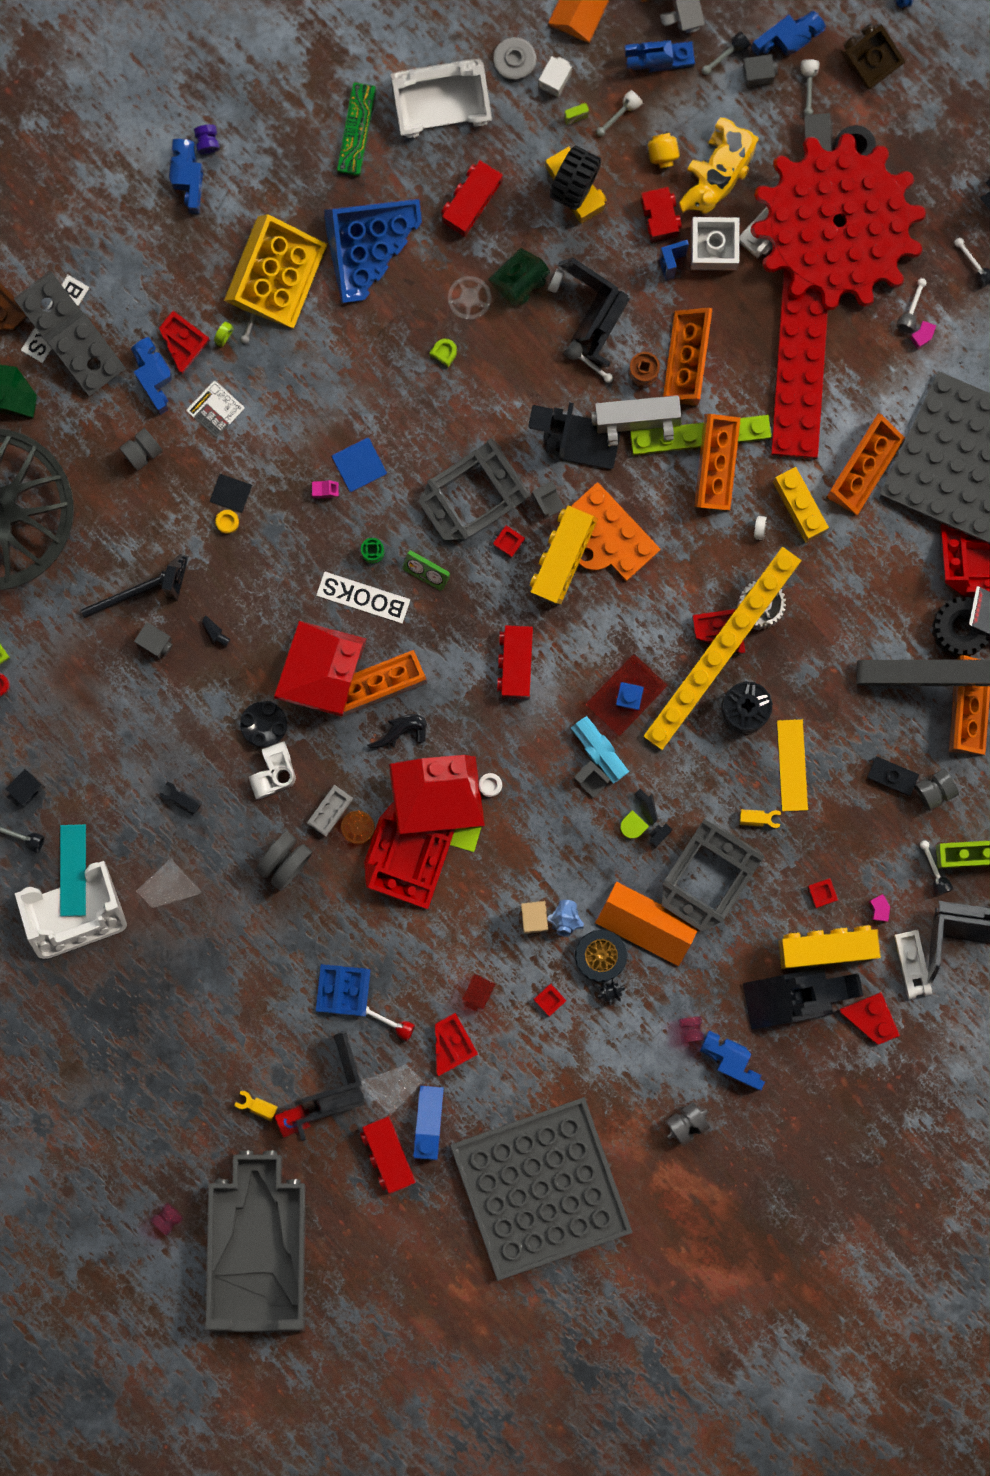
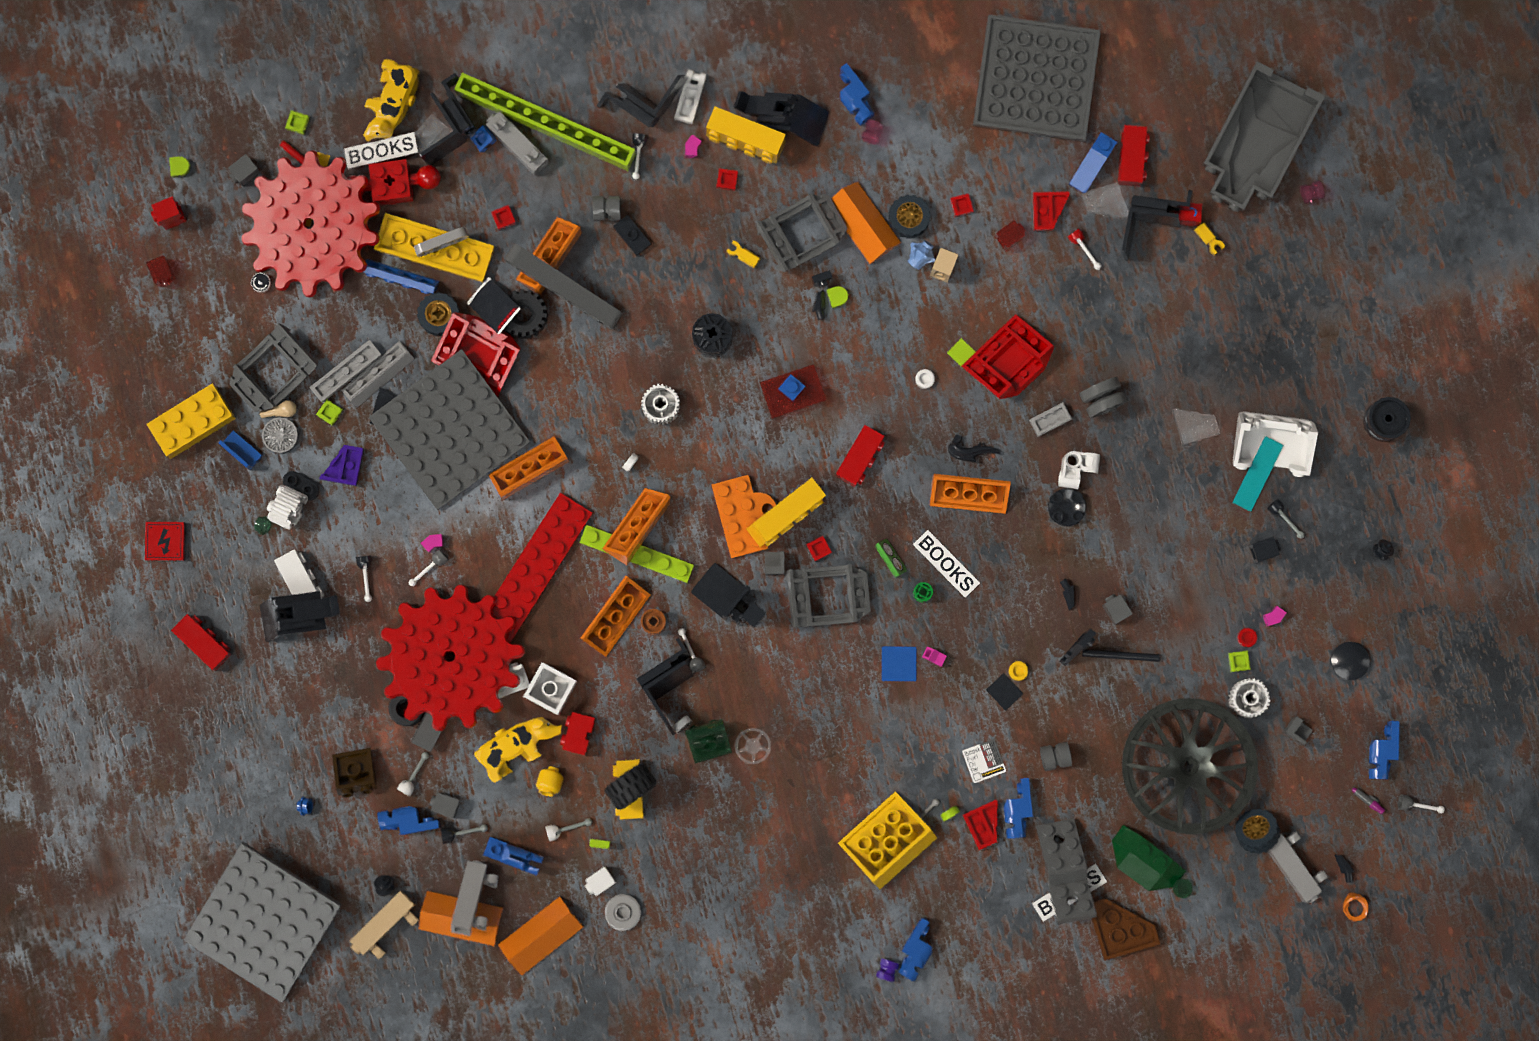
camera: 155 degrees left, 0 degrees up
(182, 800) = (1154, 483): black bar -> none
(320, 668) = (1006, 523): red slope -> none
(343, 990) = (1106, 287): blue slope -> none
(356, 129) = (770, 920): green tile -> none
(357, 827) = (1036, 397): clear orange wheel -> none
(365, 240) = (807, 830): blue slope -> none
(436, 794) = (969, 388): red slope -> none
(441, 96) = (694, 912): white windscreen -> none
(444, 351) = (792, 715): lime tile -> none
(471, 198) = (712, 820): red brick -> none
(591, 779) = (849, 344): dark grey panel -> none
(599, 749) = (833, 362): medium azure piece -> none
(611, 992) = (915, 187): black wheel -> none
(637, 415) = (677, 590): light grey brick -> none
(668, 255) = (592, 695): blue panel -> none
(687, 1124) = (910, 67): flat silver wheel -> none
(710, 624) = (699, 404): red wing -> none
(722, 648) = (706, 385): yellow plate -> none
(792, 765) = (699, 281): yellow sticker -> none
(800, 504) = (592, 462): yellow brick -> none
(872, 1018) = (739, 75): red wing -> none

